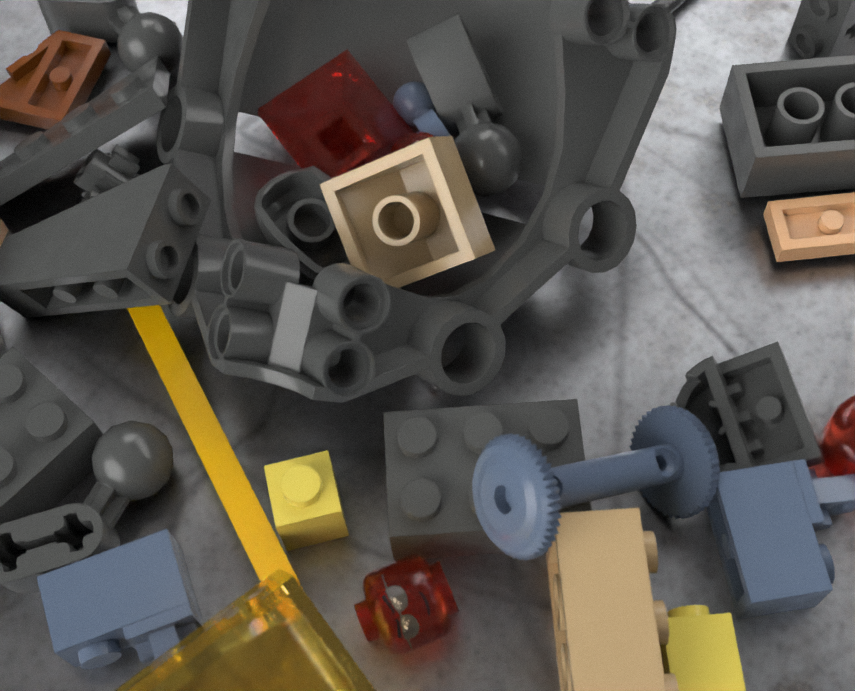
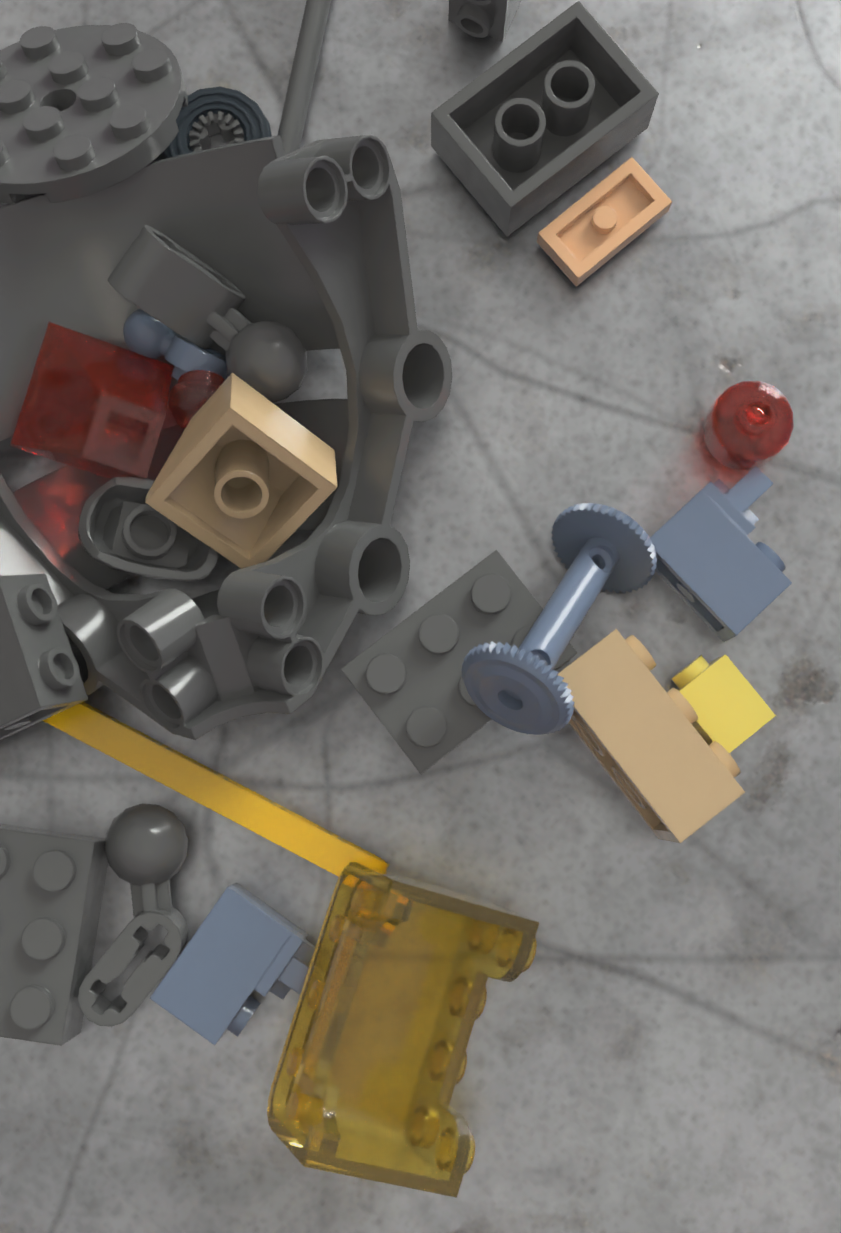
camera: 35 degrees left, 20 degrees up
(306, 500) = (321, 780): light yellow brick -> none
(406, 604) = (464, 811): clear red head -> none
(751, 409) = (637, 460): dark grey slope -> none

